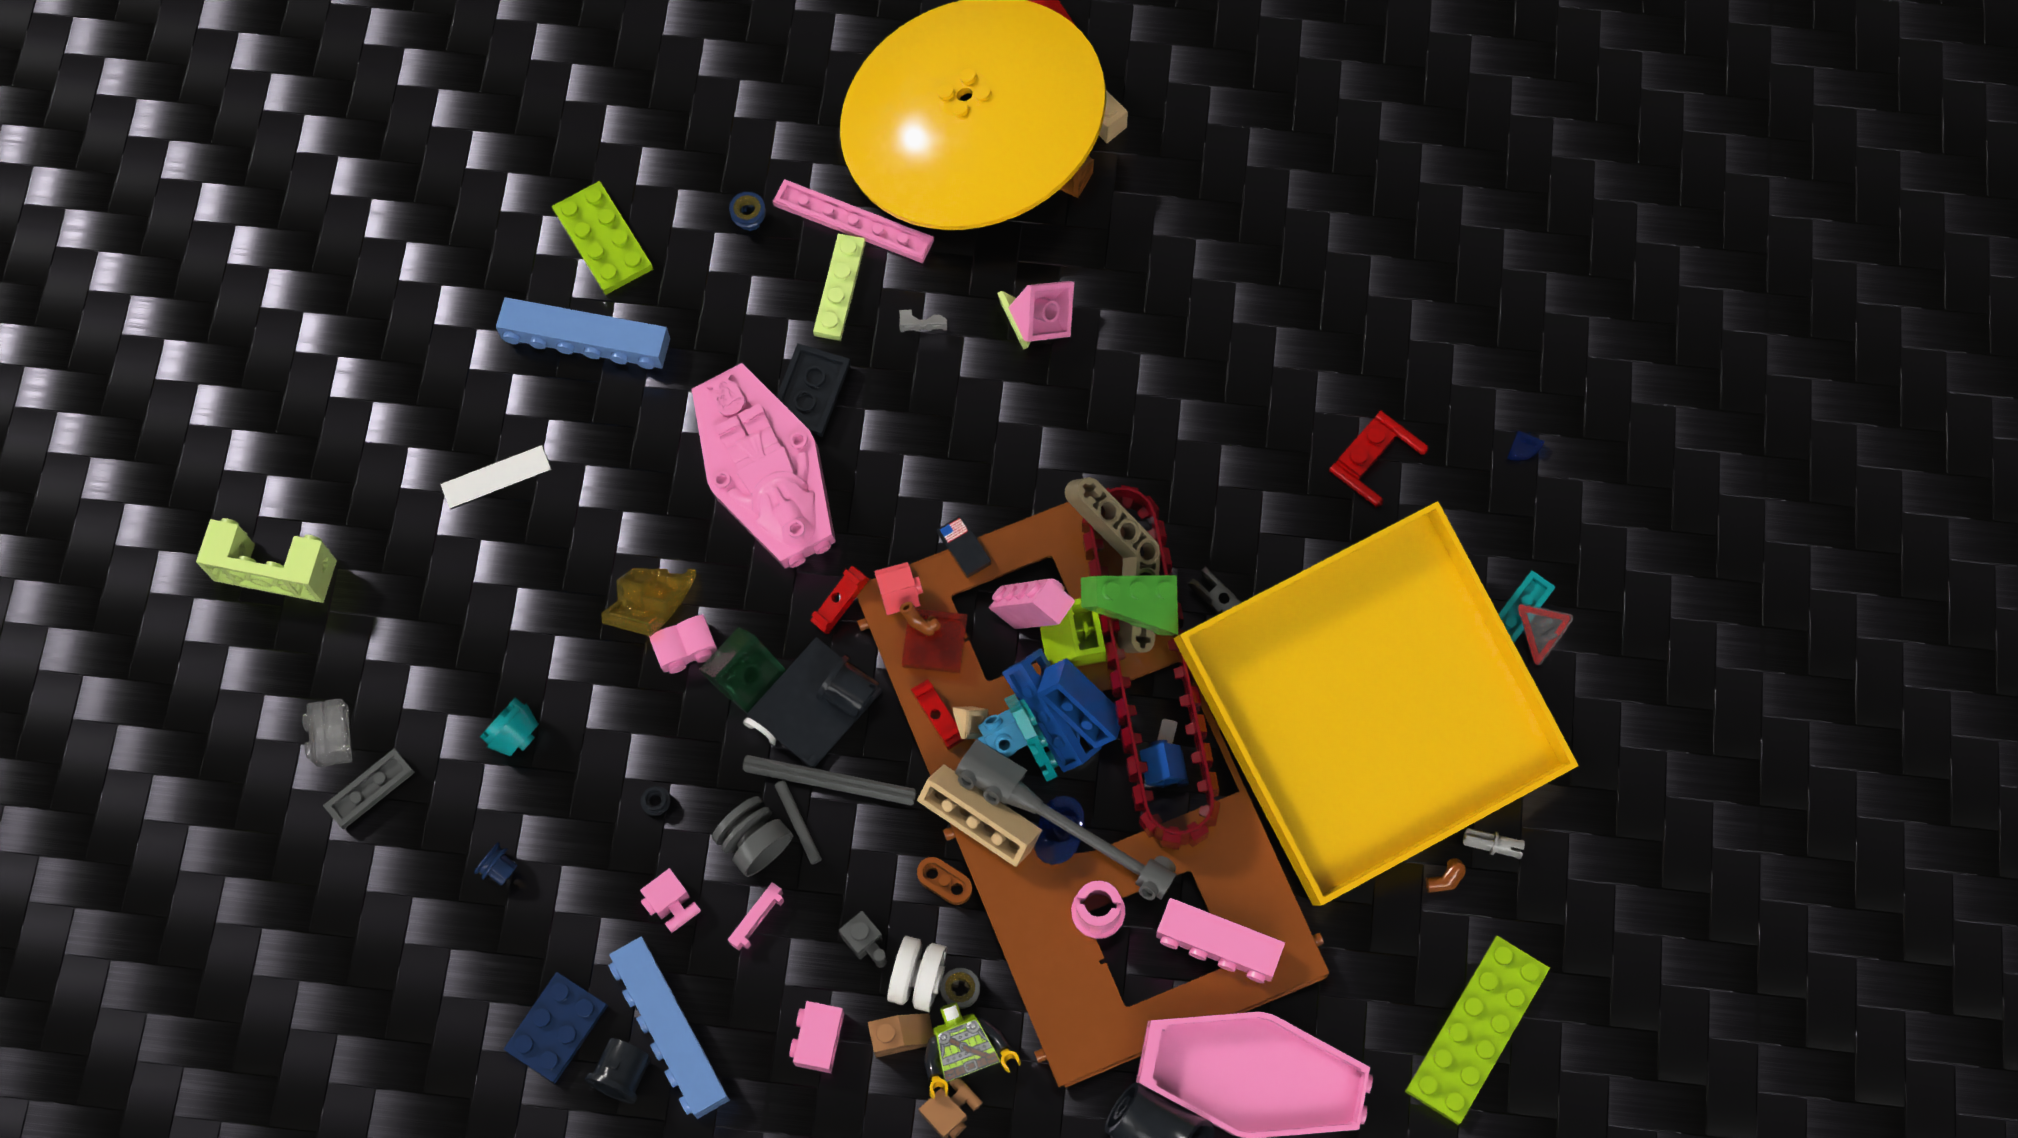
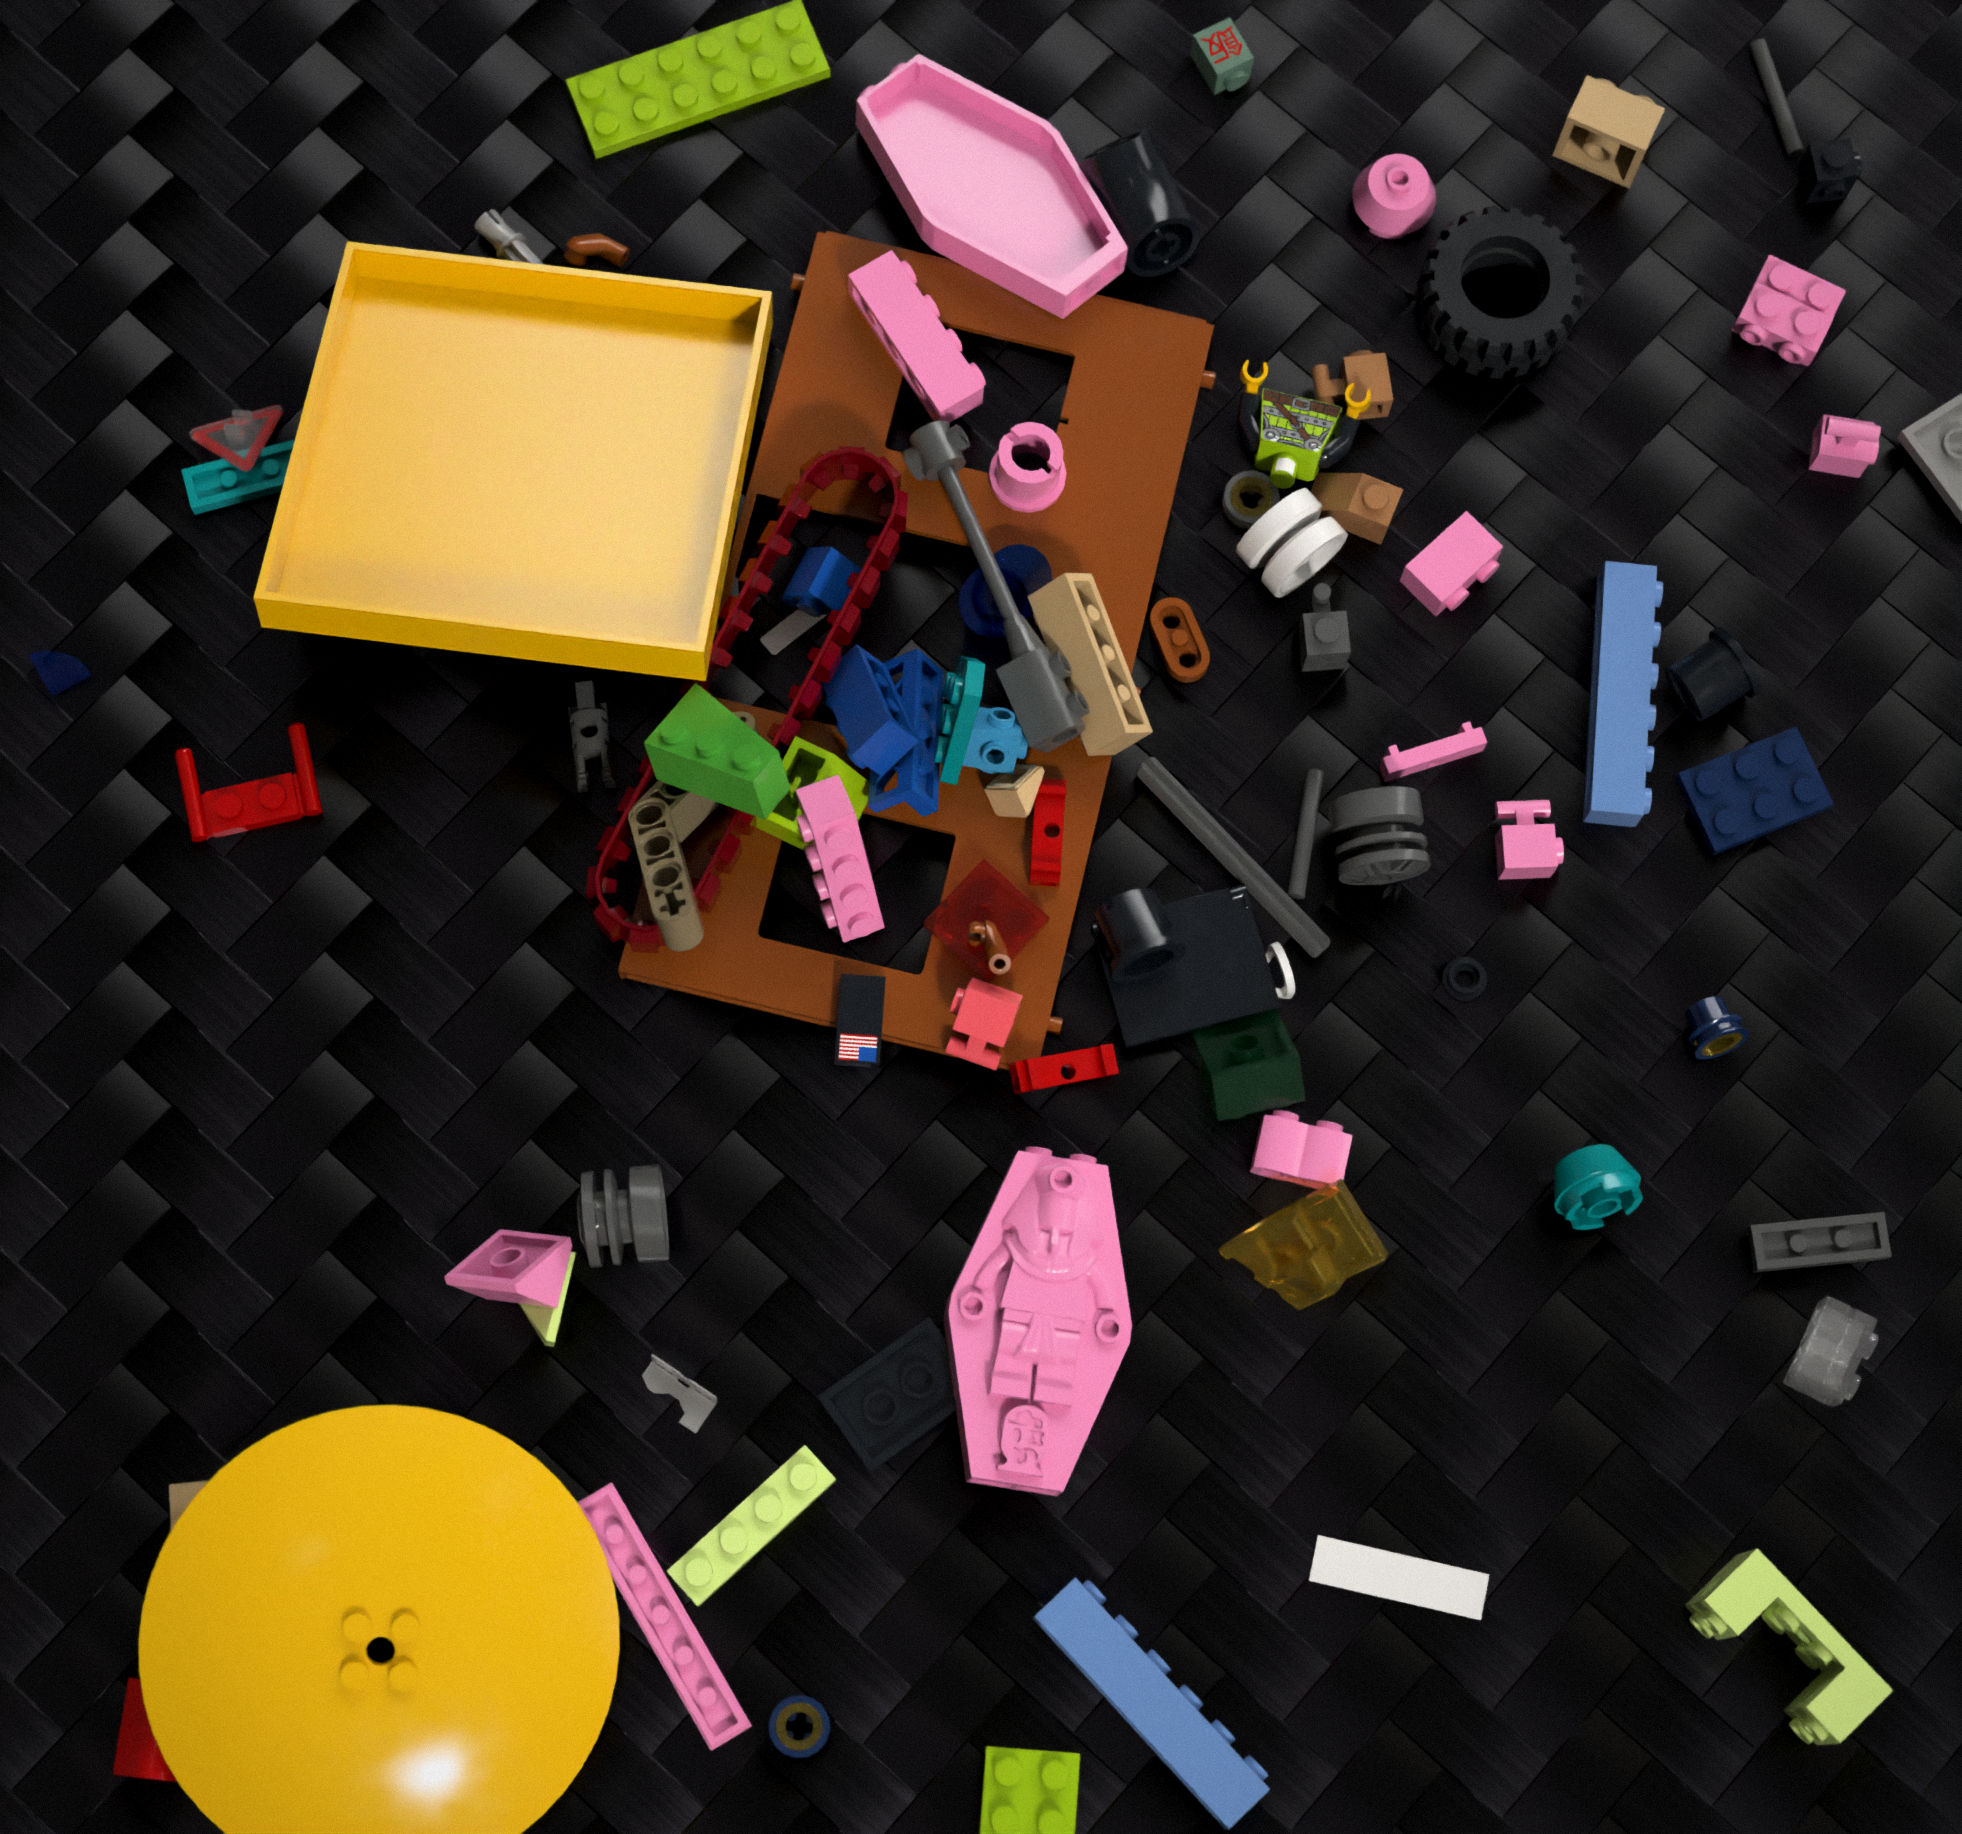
camera: 150 degrees left, 5 degrees up
(1009, 371) = (624, 1216): none -> dark grey wheel

